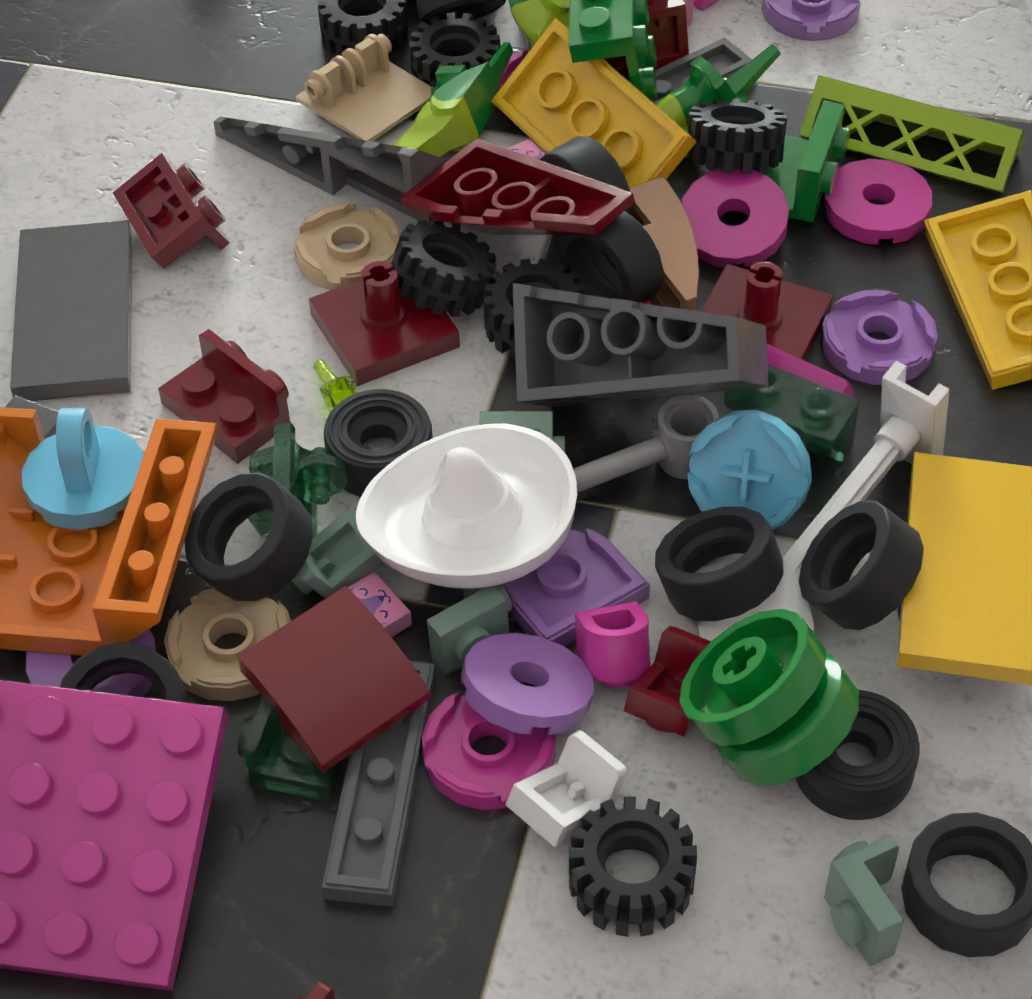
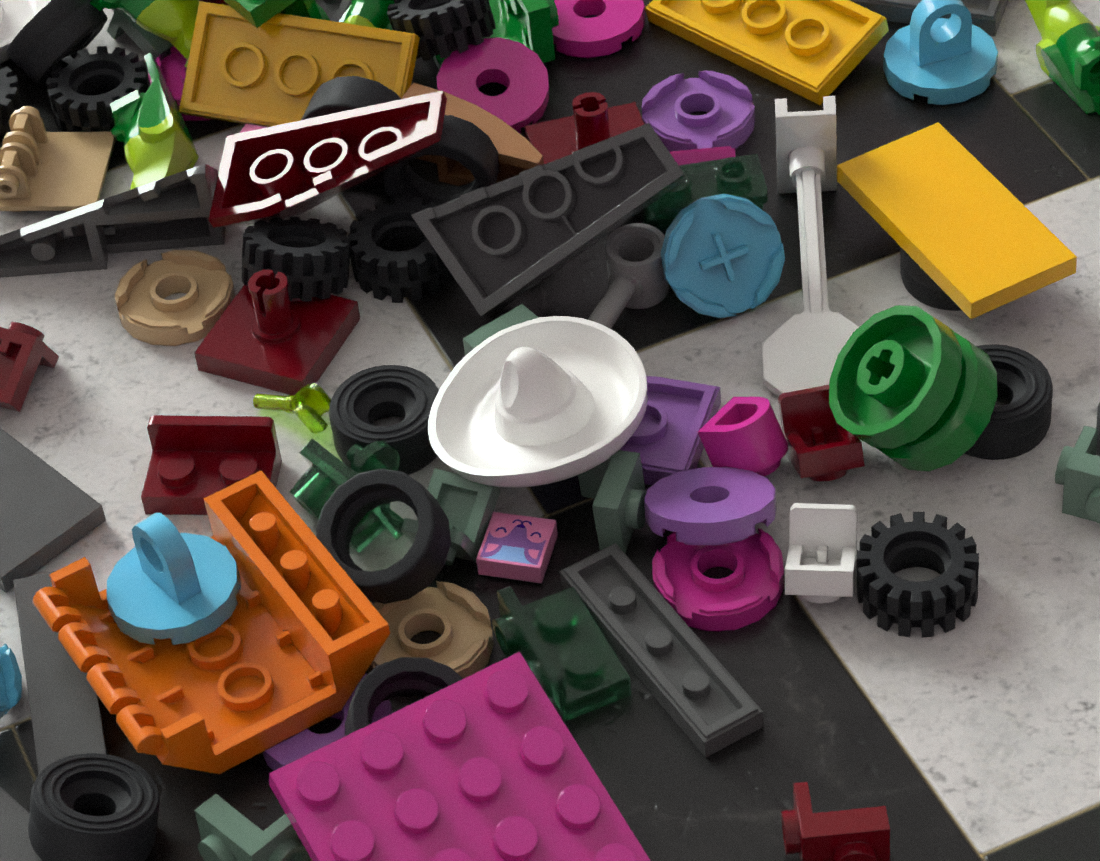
camera: 35 degrees left, 5 degrees down
(334, 678) = (566, 588): dark red slope -> none
(732, 588) = (781, 359): black tyre -> none
(882, 579) = (847, 249): black tyre -> none

